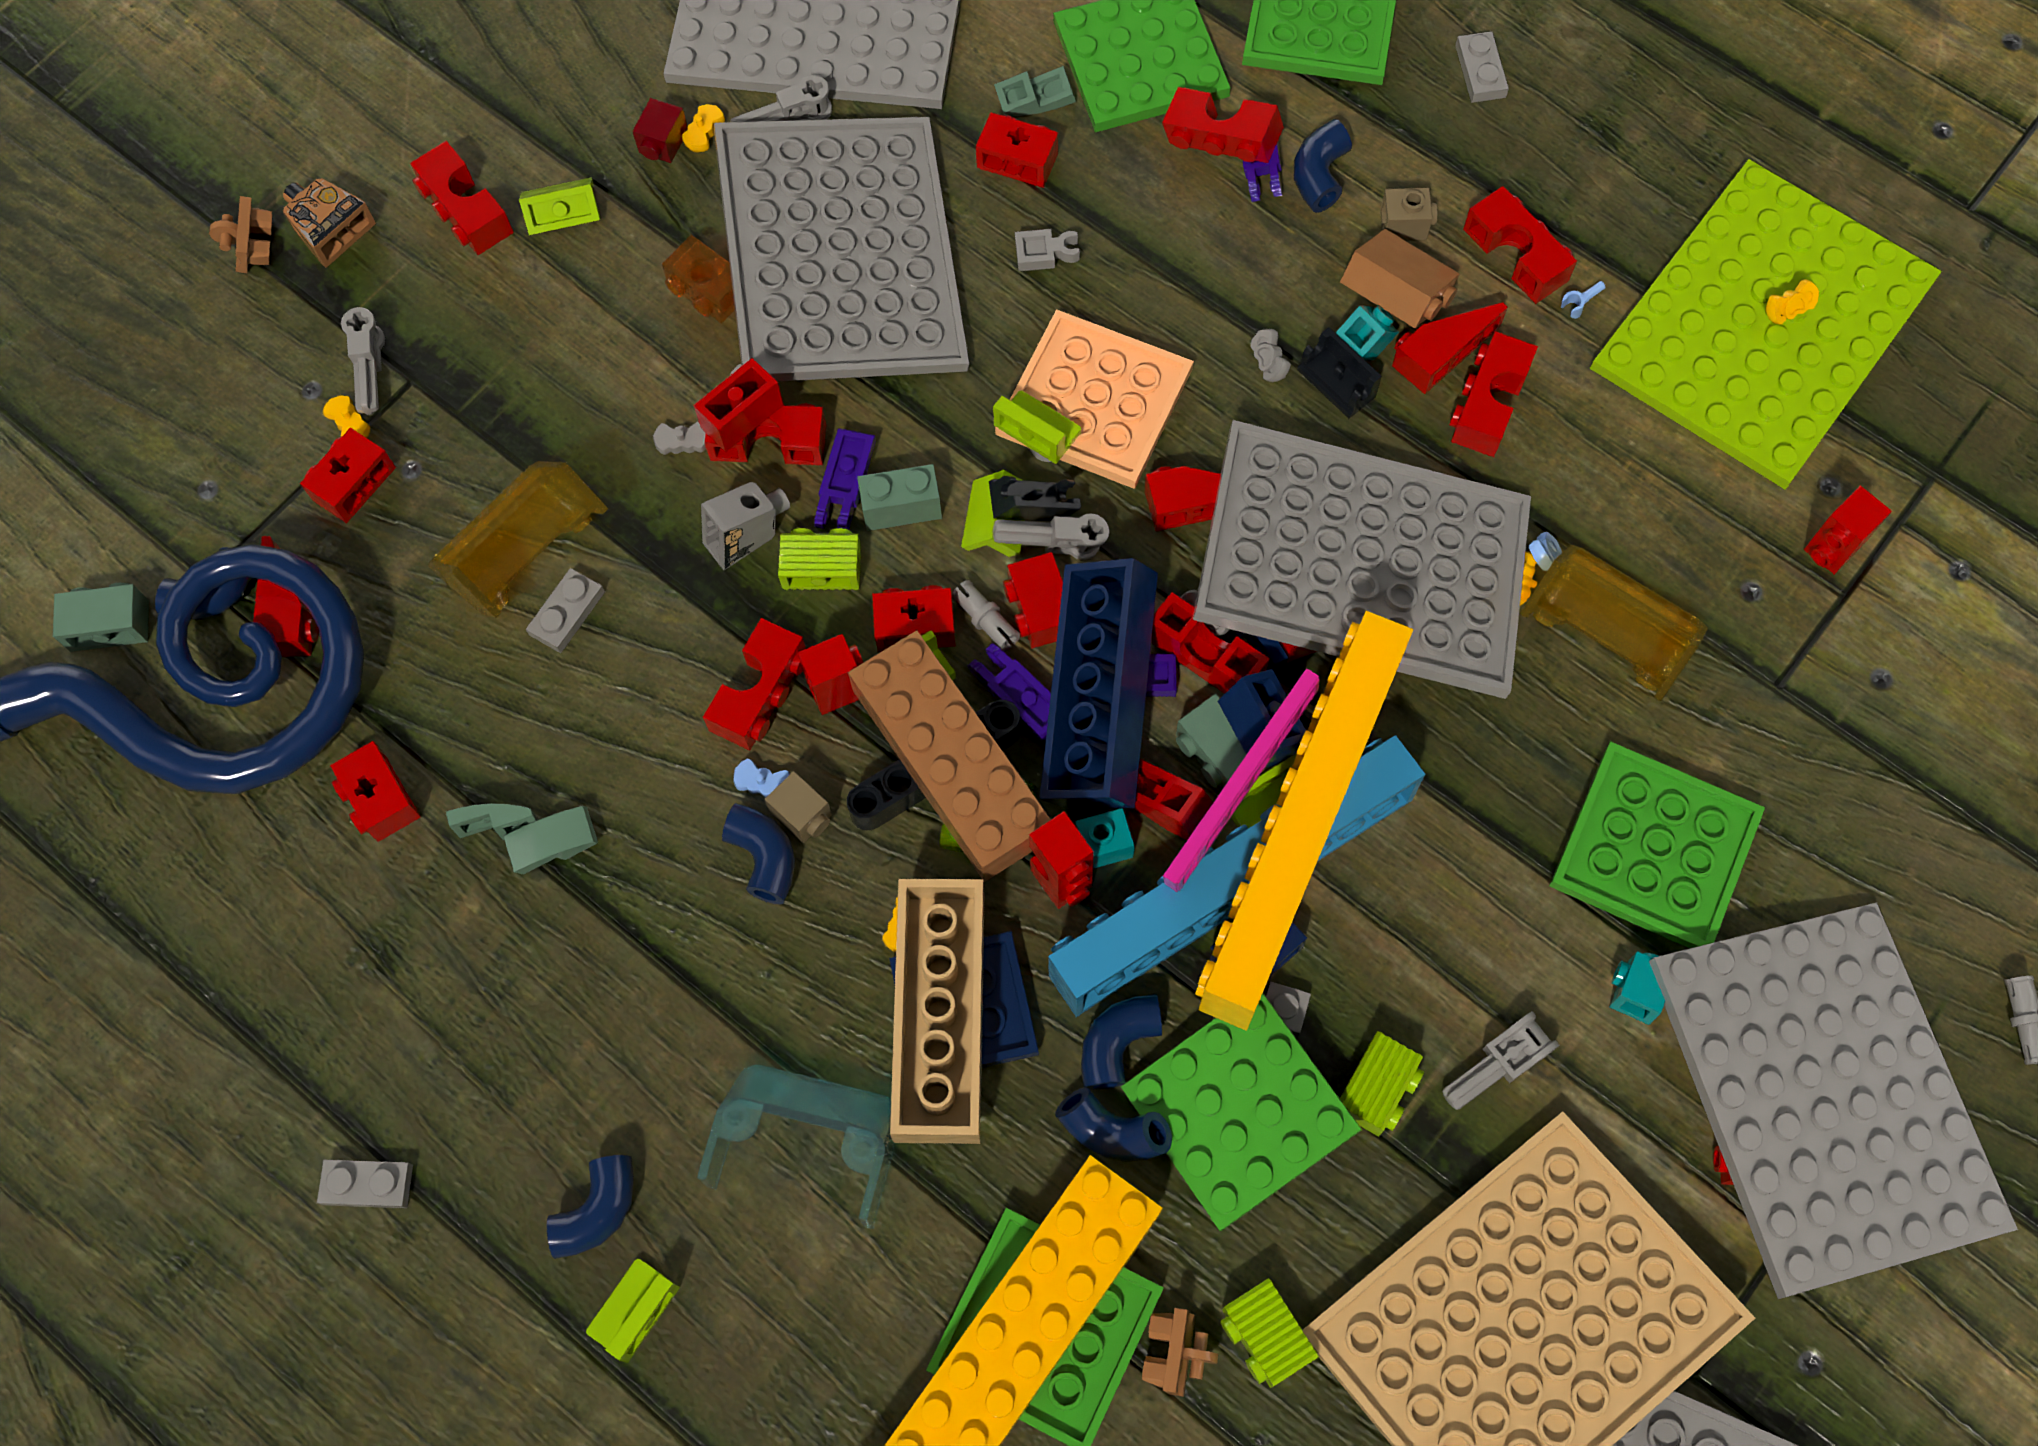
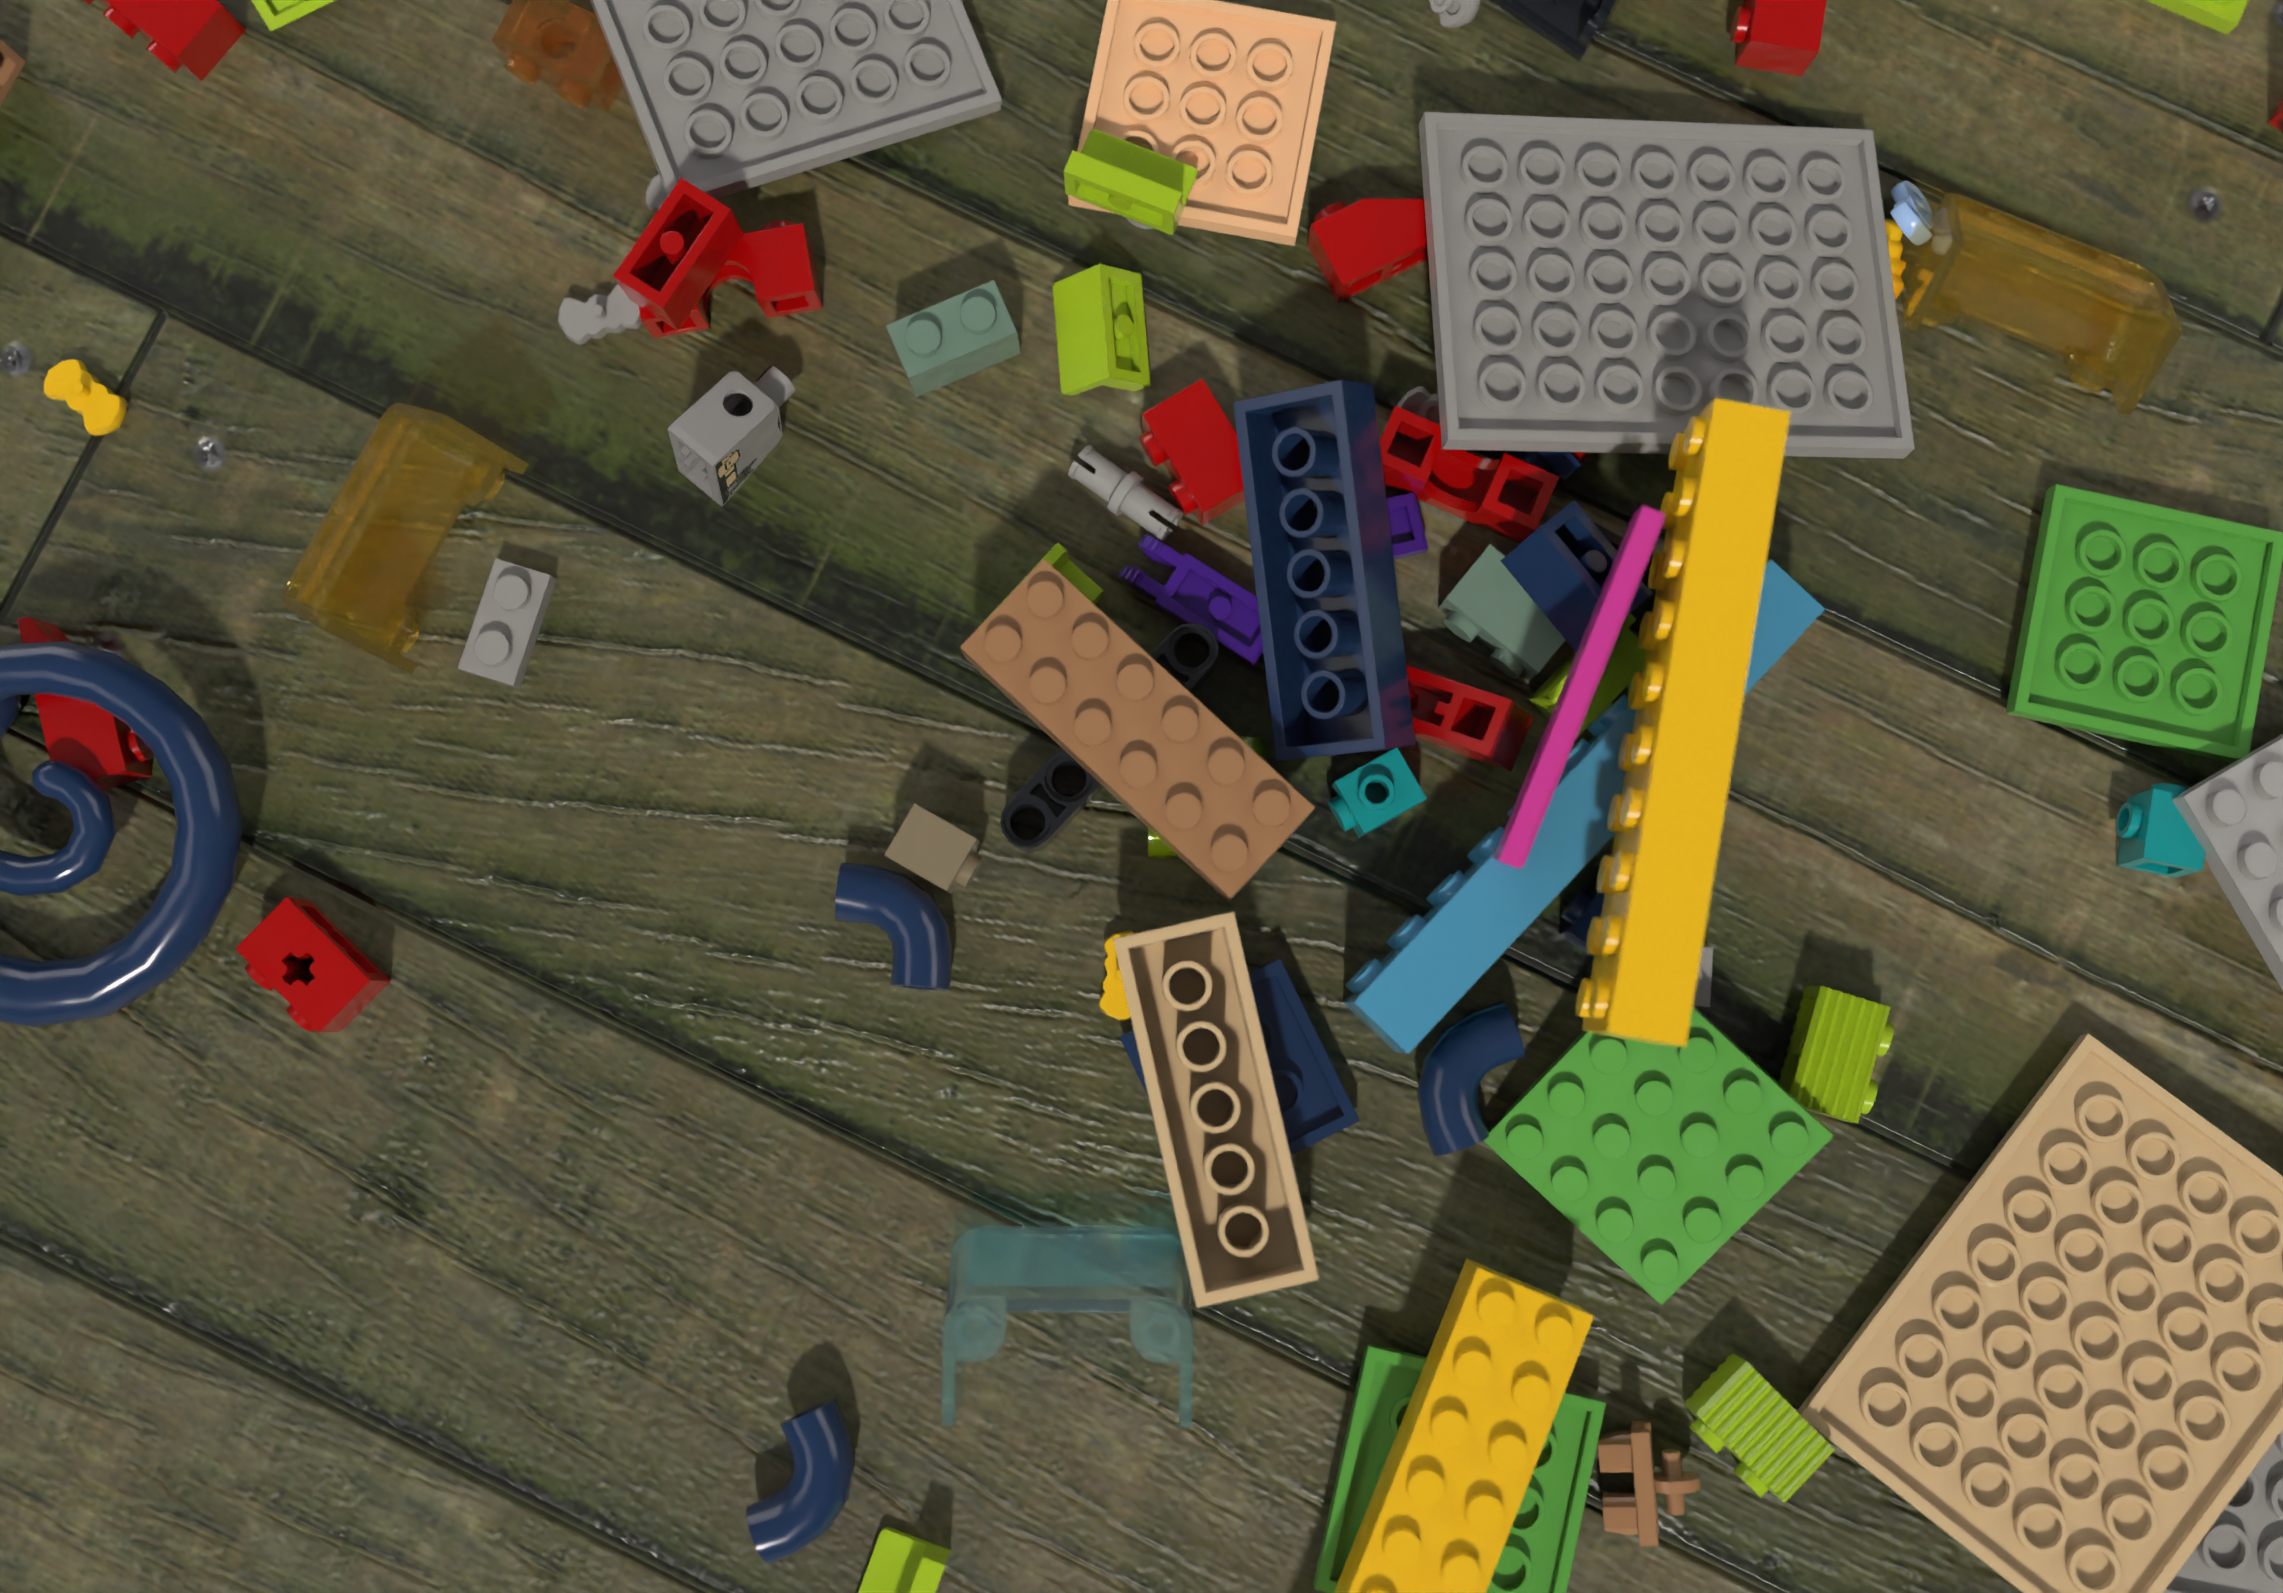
camera: 15 degrees left, 15 degrees up
(347, 475) = (142, 479): red brick -> none
(364, 351) = (75, 280): light grey connector -> none
(365, 1184) = (476, 1520): light grey plate -> none
(478, 818) = (511, 965): sand green slope -> none
(550, 838) = (589, 974): sand green slope -> none
(745, 714) = (816, 726): red arch -> none
(756, 780) = (849, 815): light blue piece -> none
(819, 560) = (861, 462): lime brick -> none
(827, 671) = (929, 638): red brick -> none
(847, 460) = (859, 321): dark purple hinge -> none
(893, 615) = (995, 536): red brick -> none
(1031, 499) = (1151, 300): black hinge -> none
(1059, 536) = (1221, 344): light grey connector -> none
(1062, 861) = (1338, 854): red arch -> none
(1113, 1135) = (1489, 1211): dark blue cylinder -> none
(1506, 1057) = (2000, 969): light grey connector -> none

